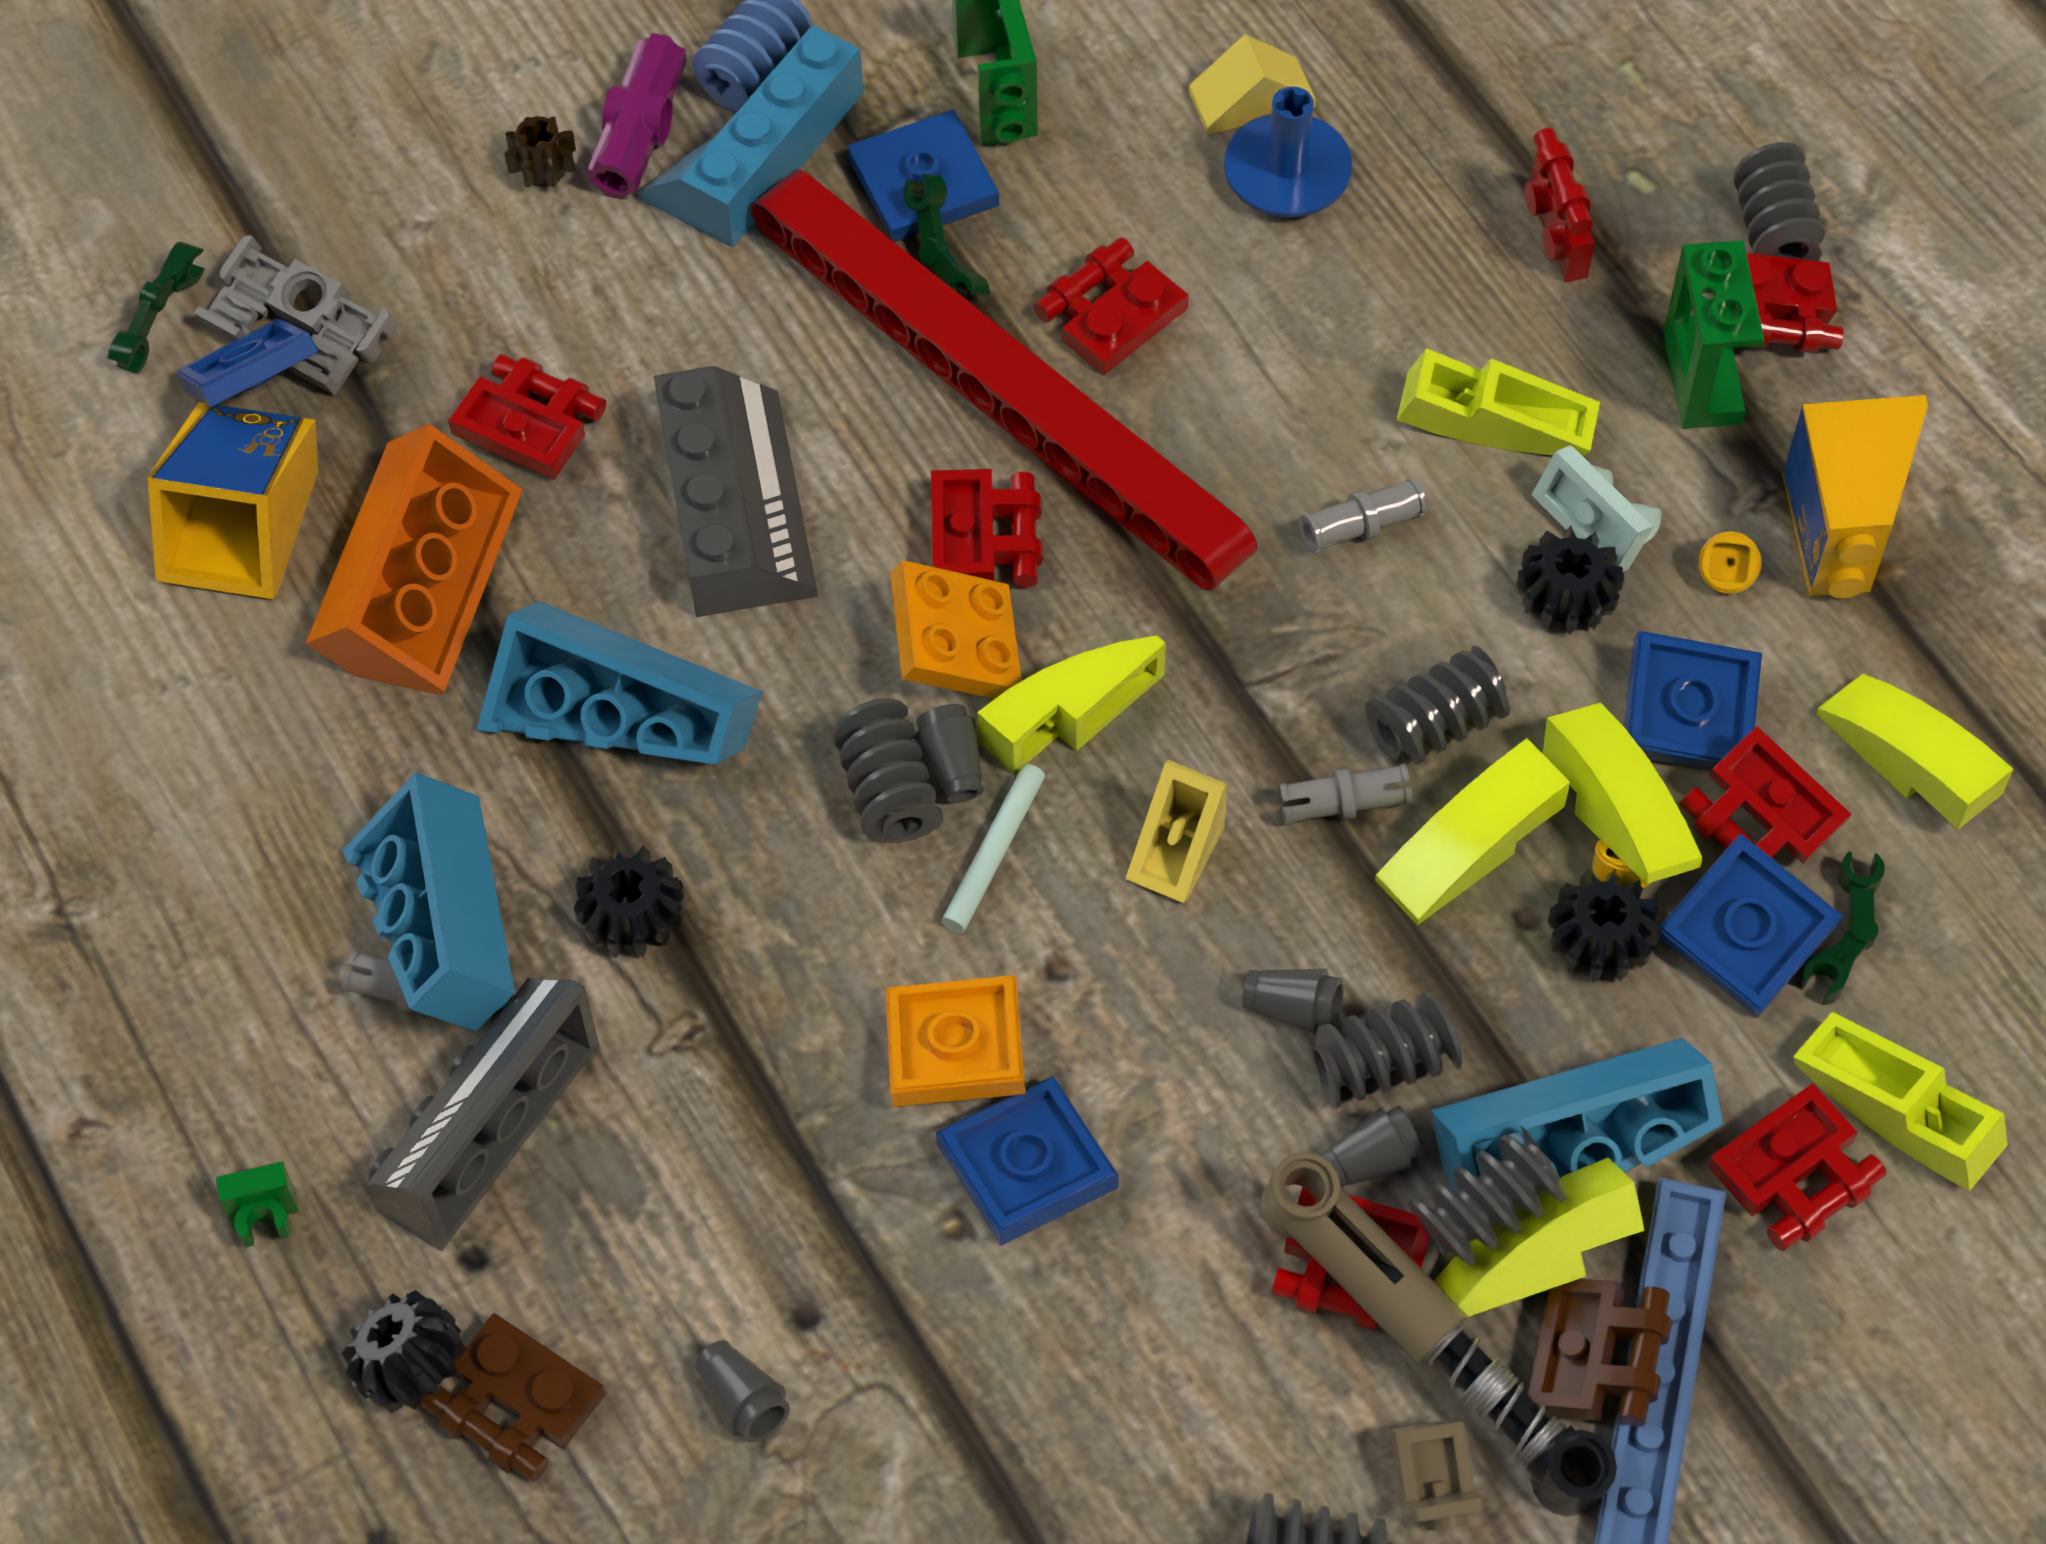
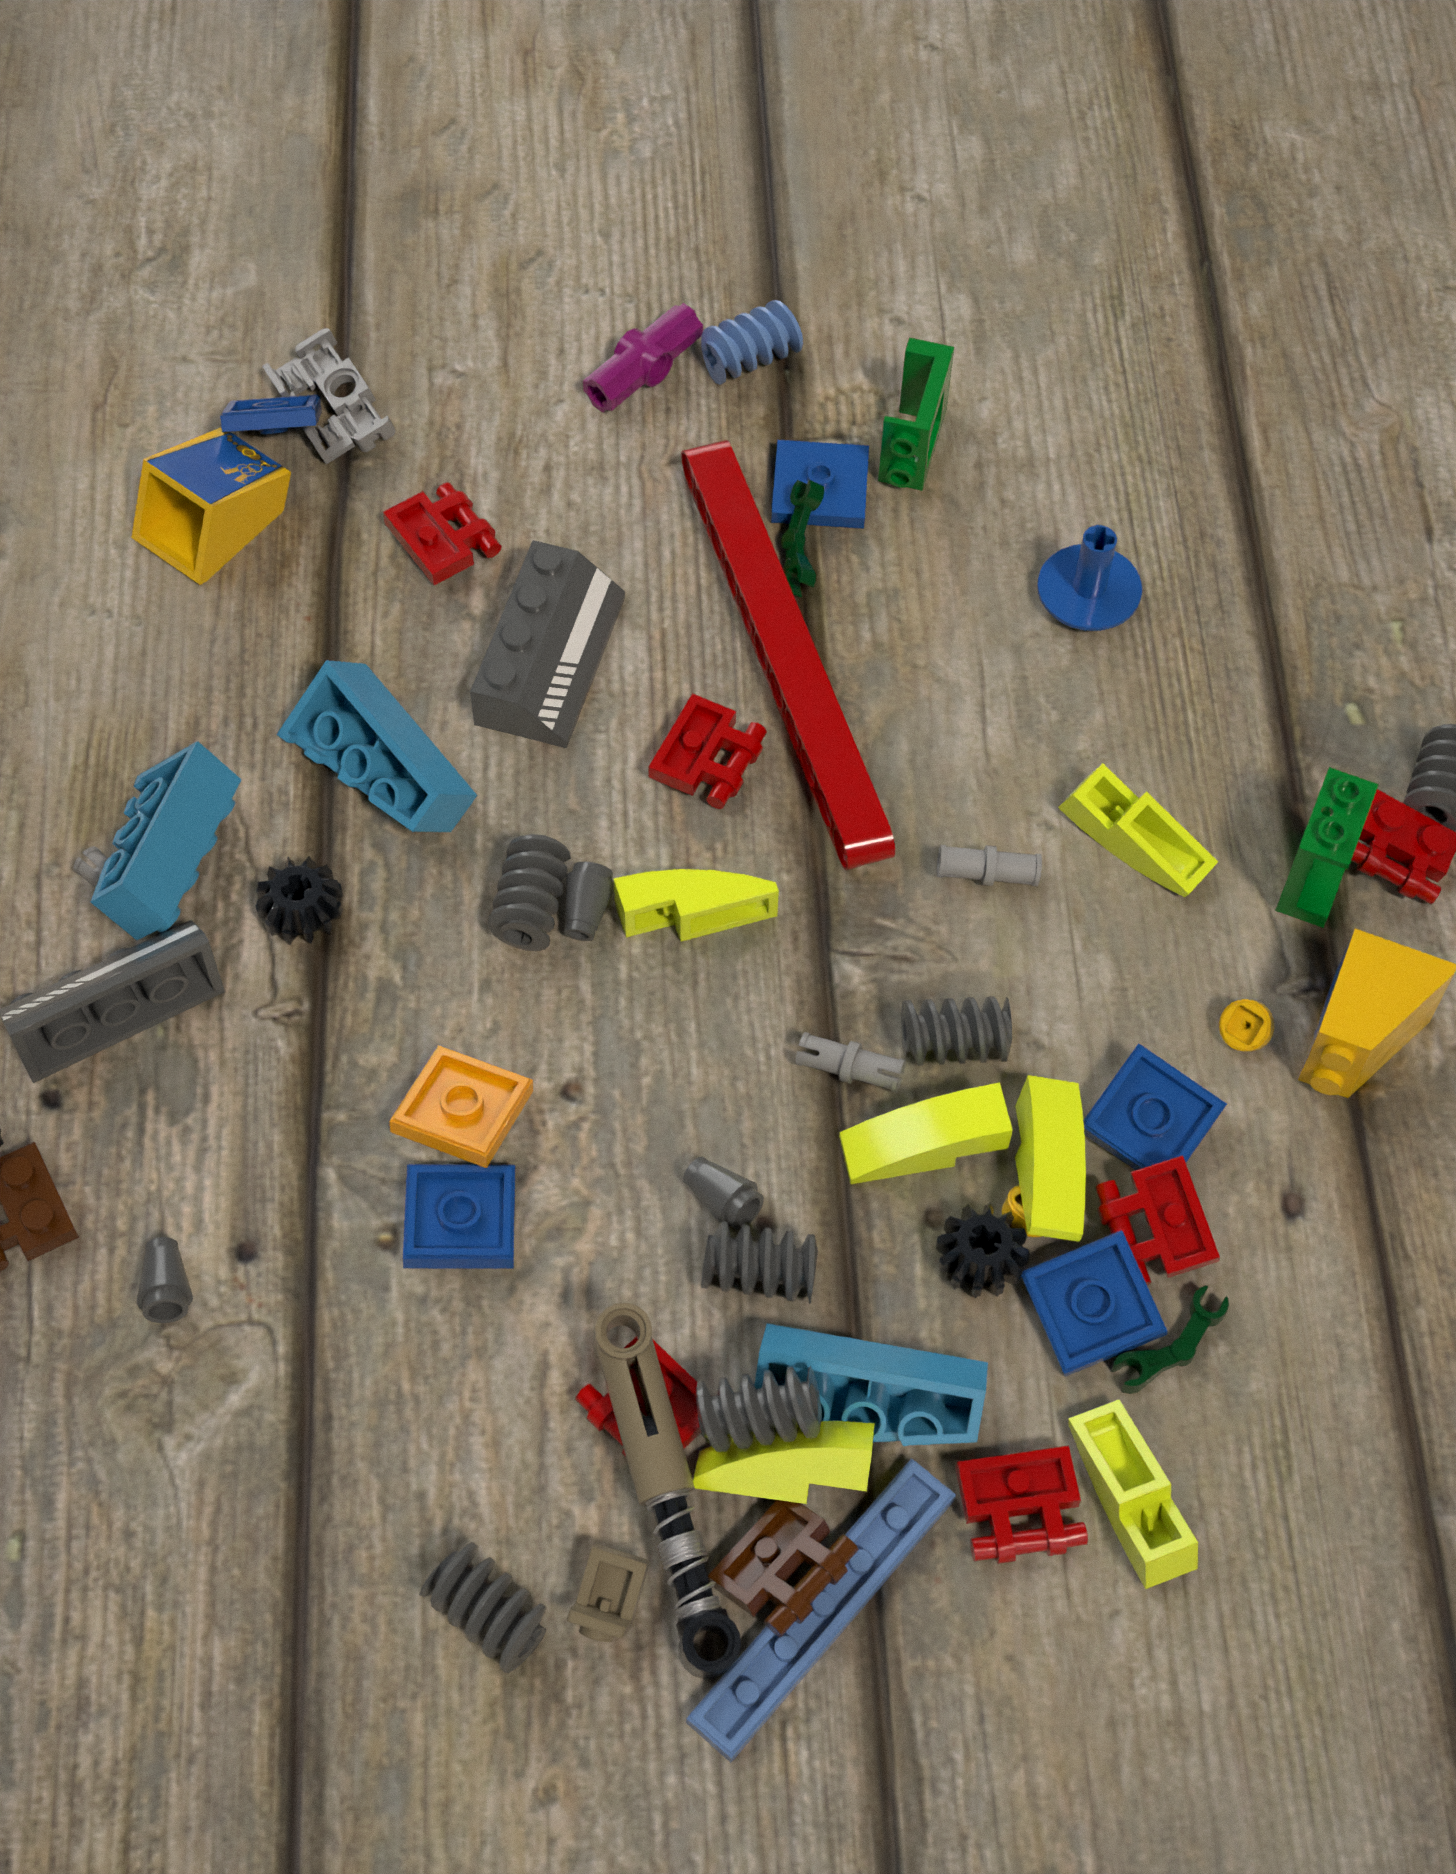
camera: 25 degrees right, 0 degrees up
(177, 273) = (269, 335): dark green piece -> none
(415, 563) = (302, 601): orange slope -> none
(540, 151) = (560, 354): dark brown gear -> none
(763, 140) = (723, 408): dark azure wedge -> none
(954, 630) = (637, 813): light orange plate -> none
(993, 848) = (576, 982): light aqua bar -> none
(1123, 317) = (901, 645): red plate -> none
(1179, 831) = (710, 1033): light yellow slope -> none
(1243, 84) = (1097, 505): light yellow slope -> none
(1375, 1147) = (711, 1331): dark grey cone -> none
(1560, 206) = (1272, 701): red plate -> none
(1570, 580) = (1131, 988): black gear -> none
(1587, 501) = (1161, 935): light aqua tile -> none
(1917, 748) = (1306, 1233): neon yellow slope -> none

